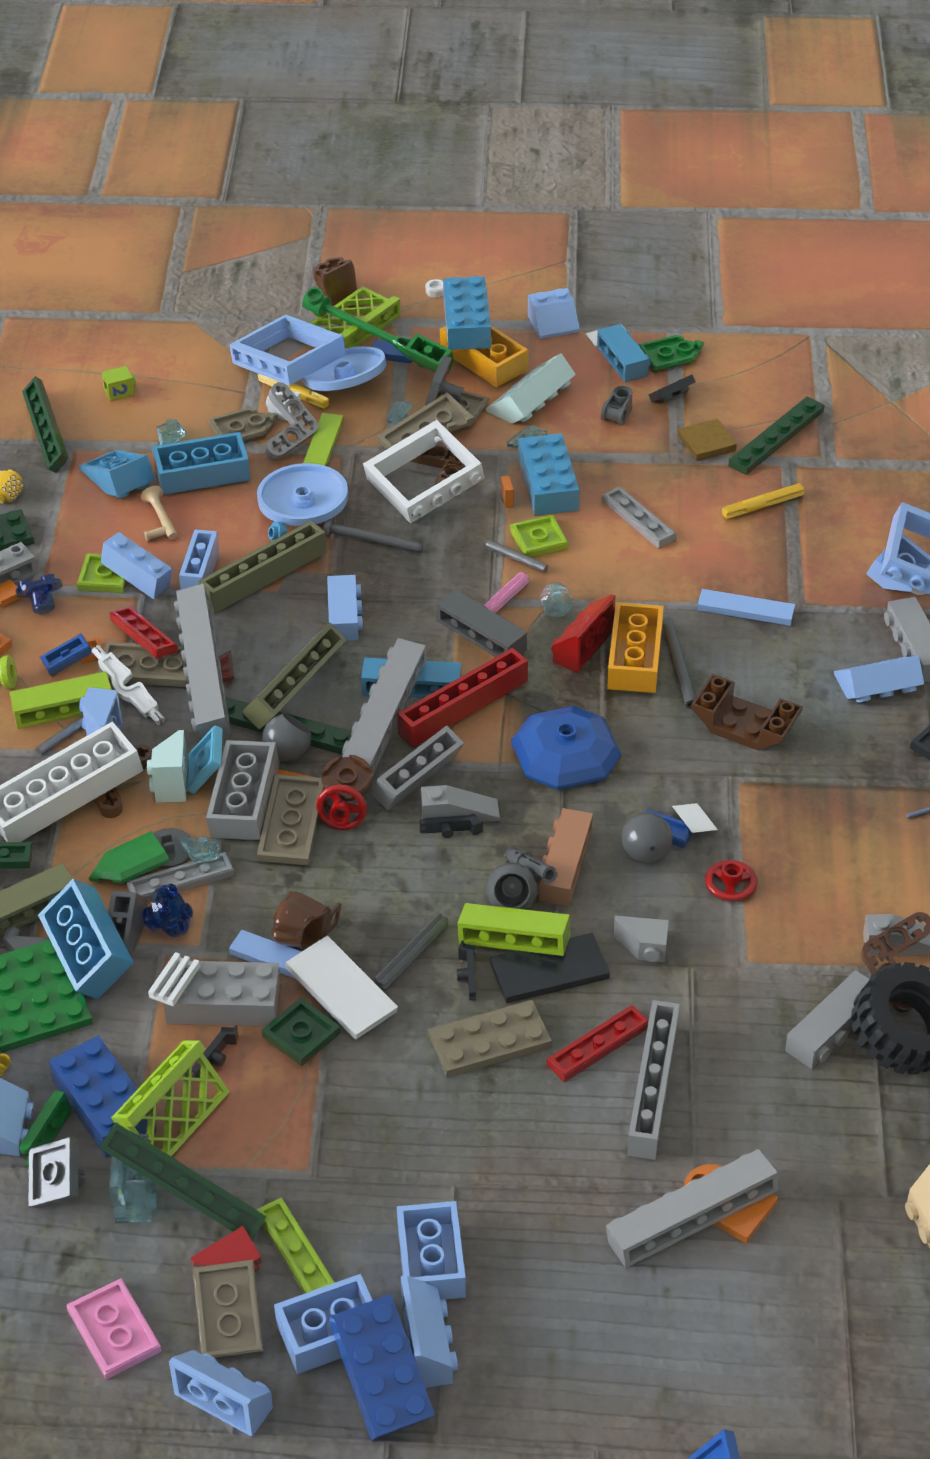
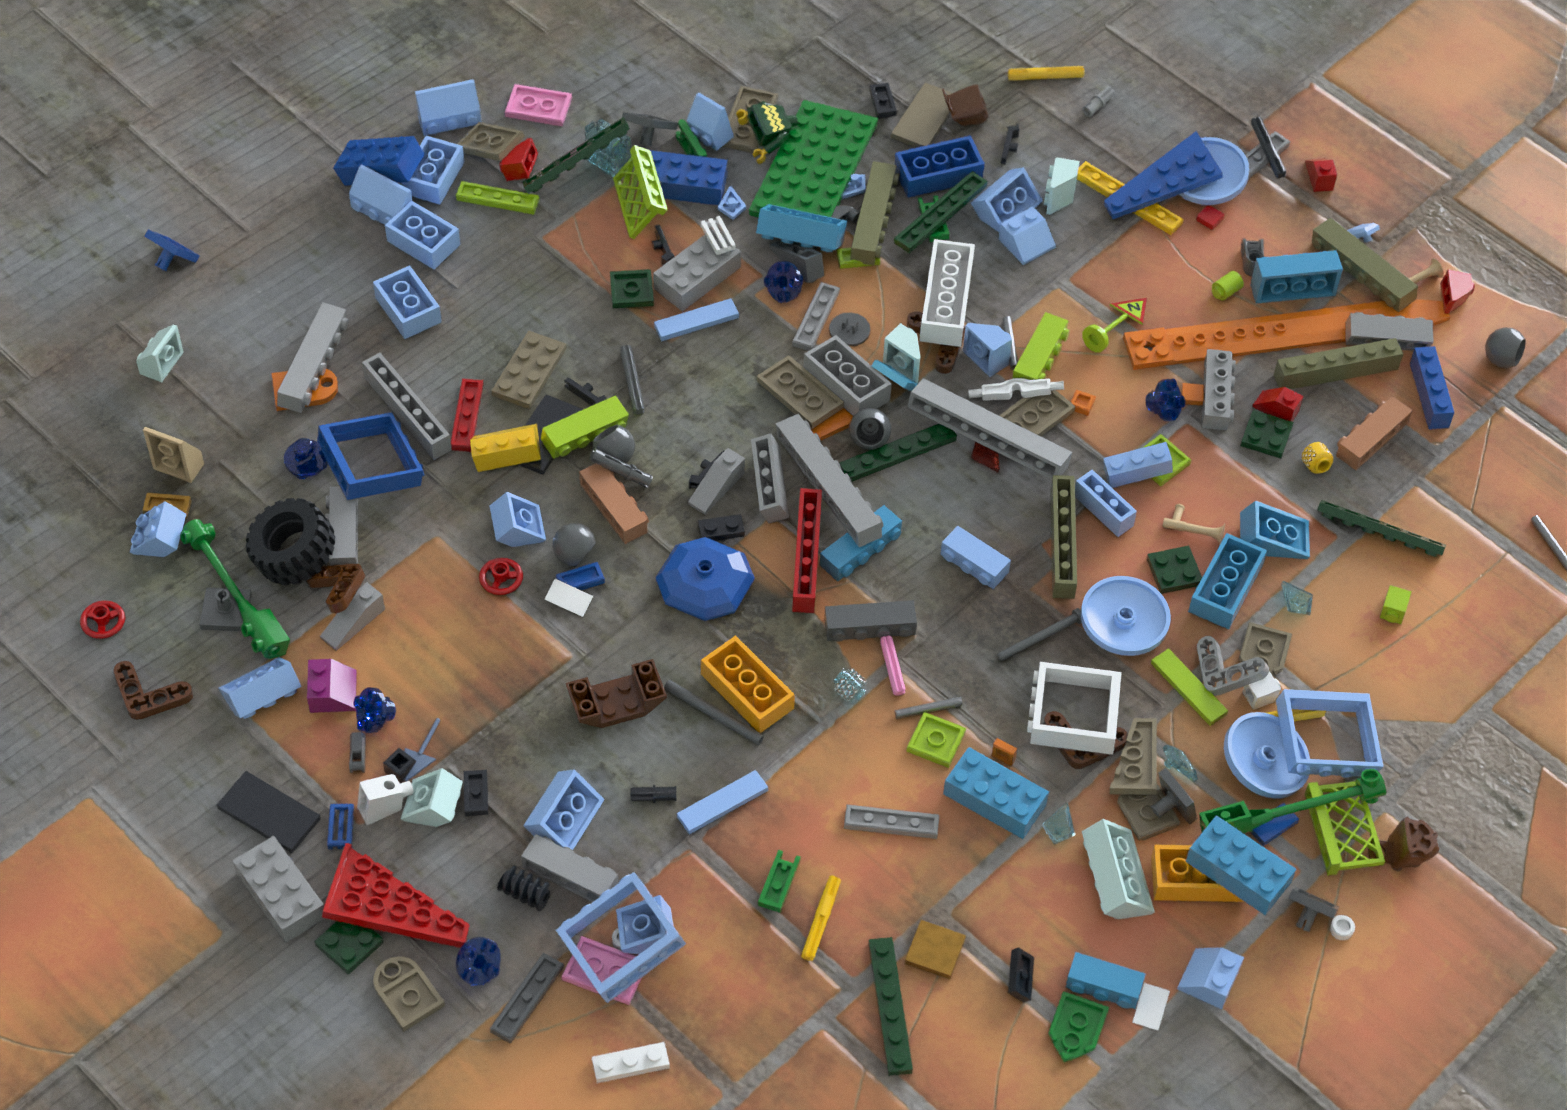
camera: 130 degrees right, 10 degrees up
(66, 654) = (1084, 391): blue tile -> none
(104, 1030) = (731, 204): none -> light blue piece
(130, 860) = (854, 299): green tile -> none
(143, 632) = (1065, 431): red tile -> none
(200, 849) = (822, 331): clear light blue piece -> none
(215, 507) = (1174, 569): none -> dark green plate
(276, 530) = (1098, 576): dark azure plate -> none
(294, 676) = (922, 468): olive brick -> none
(302, 921) = (704, 329): reddish brown piece -> none
(339, 819) = (774, 411): red piece -> none
(341, 987) = (640, 324): white tile -> none
(348, 771) = (793, 426): reddish brown tile -> none
(434, 293) = (1312, 906): none -> dark grey tile
(500, 777) = (722, 527): none -> black plate
(532, 1187) = (407, 302): none -> light blue brick
(585, 634) = (793, 665): red slope -> none
(602, 970) = (505, 448): none -> yellow slope
(618, 405) = (1035, 912): dark grey piece -> none
(642, 937) = (514, 483): light grey slope -> none
(672, 900) = (517, 521): none -> light blue slope
(754, 1007) = (365, 427): none -> blue window
(767, 535) = (778, 883): none -> green hinge
(792, 643) = (653, 794): none -> black axle
(800, 1120) = (304, 458): none -> clear blue plate
(851, 1346) = (160, 354): none -> light aqua slope

